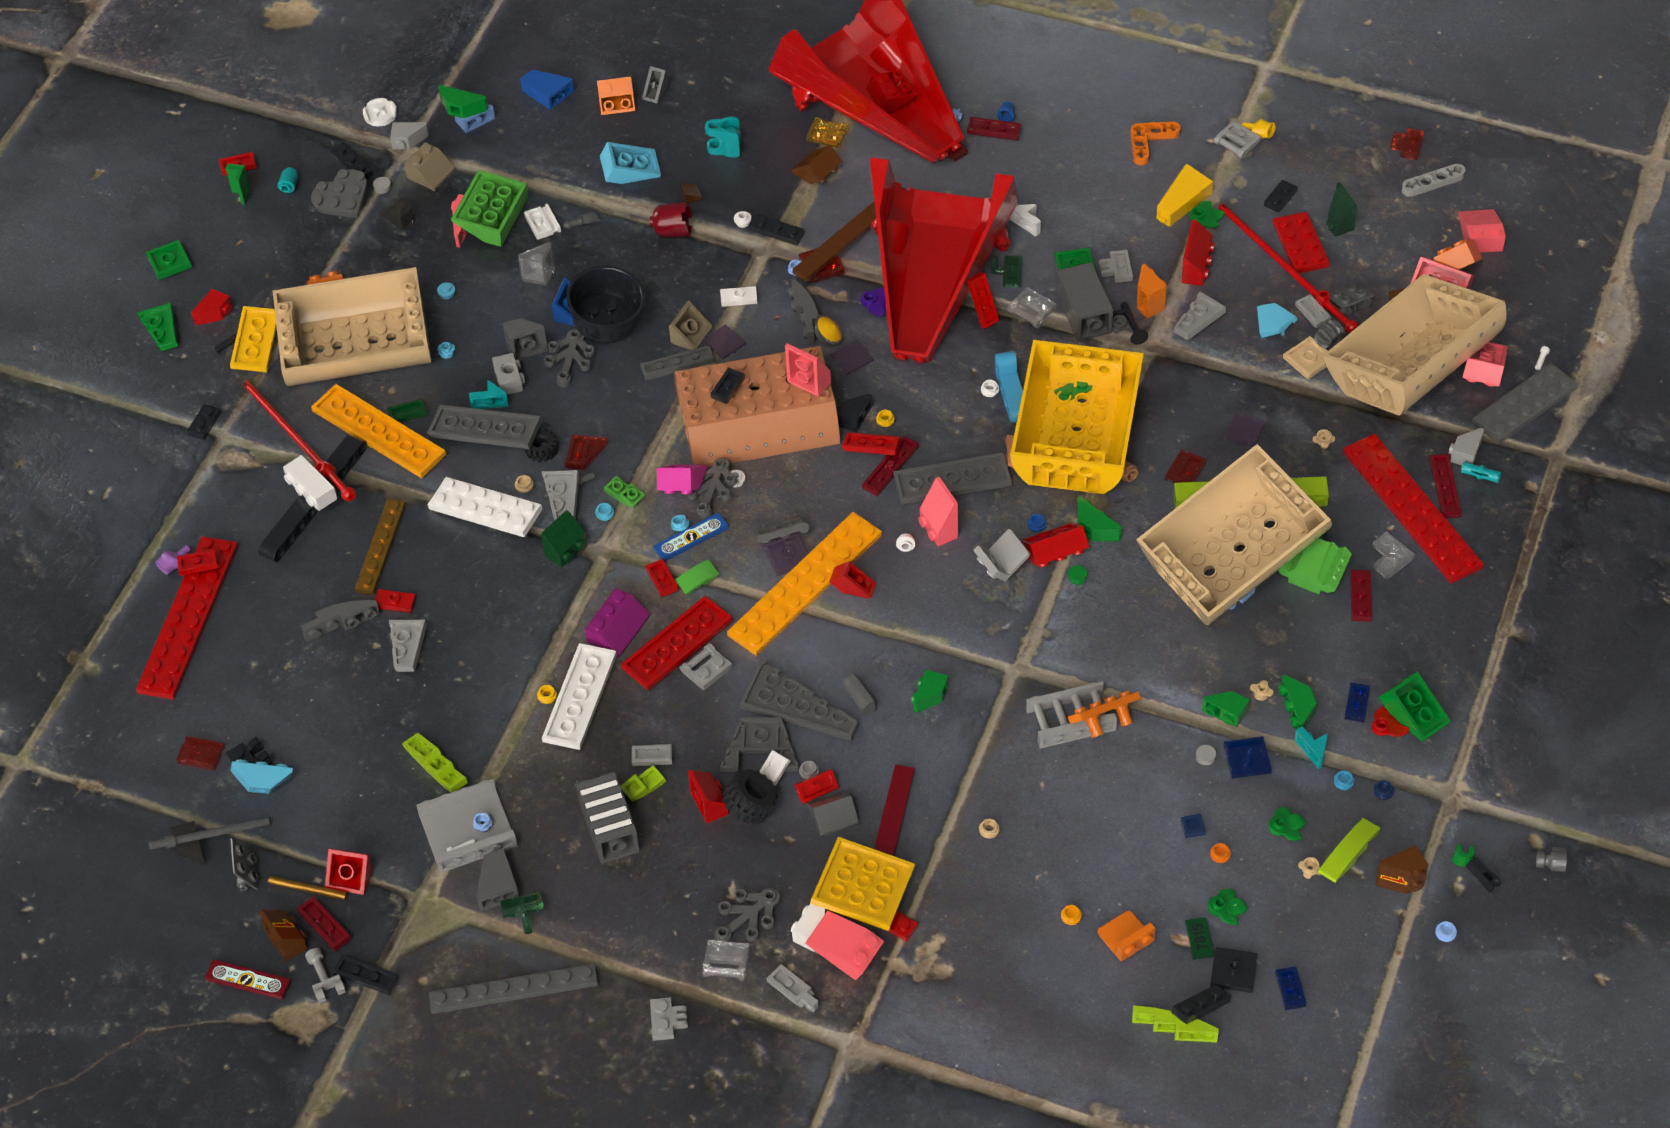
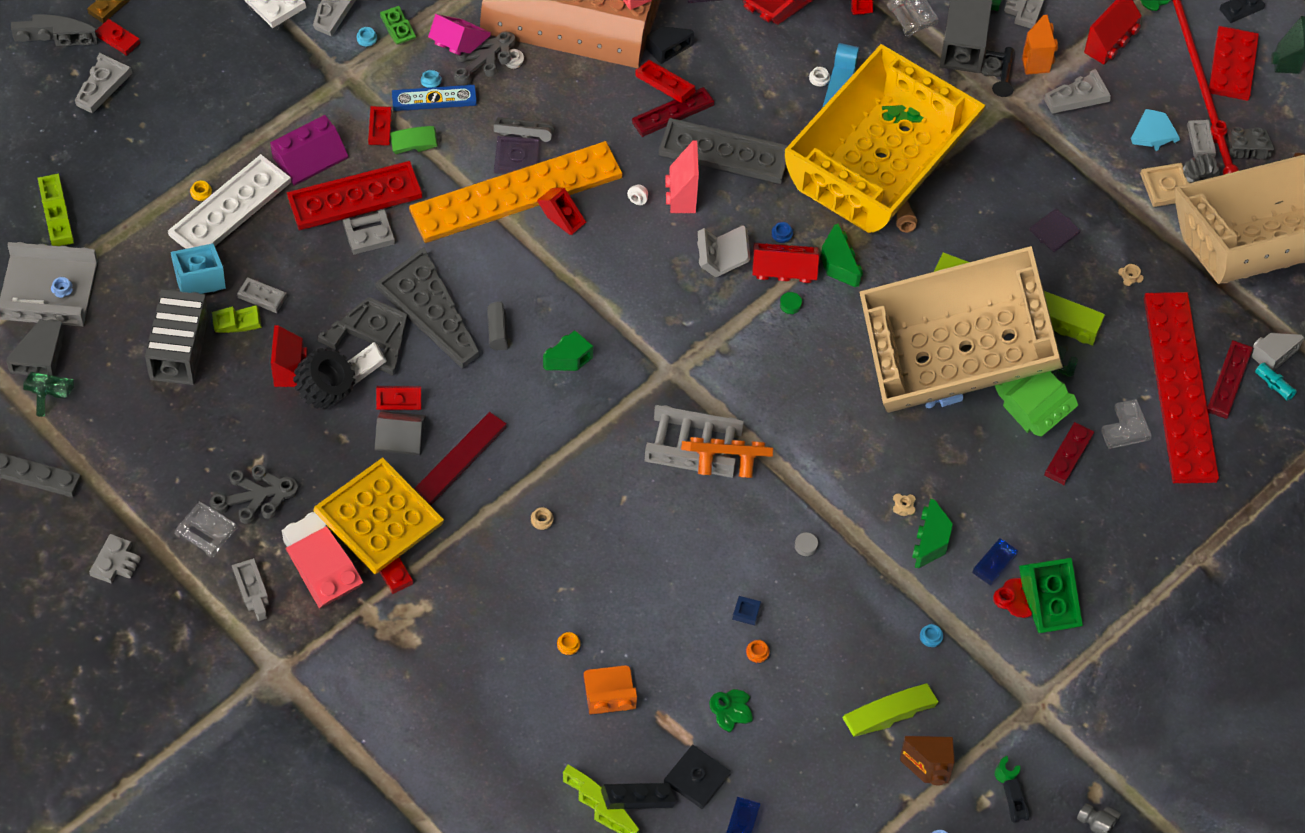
camera: 20 degrees right, 5 degrees up
(563, 539) = (307, 45): dark green slope -> none
(588, 757) = (198, 269): none -> medium azure slope
(808, 769) = (402, 377): light grey plate -> none
(885, 418) = (694, 58): yellow plate -> none
(1185, 468) = (967, 242): clear red plate -> none
(1199, 938) = (682, 728): dark green tile -> none
(1227, 707) = (857, 505): green slope -> none
(1247, 757) = (846, 566): clear blue plate -> none
(1286, 824) = (847, 653): green plate -> none
(1309, 862) = (837, 703): tan plate -> none
(1312, 748) = (921, 589): teal slope -> none
(1383, 790) = (966, 664): dark blue plate -> none

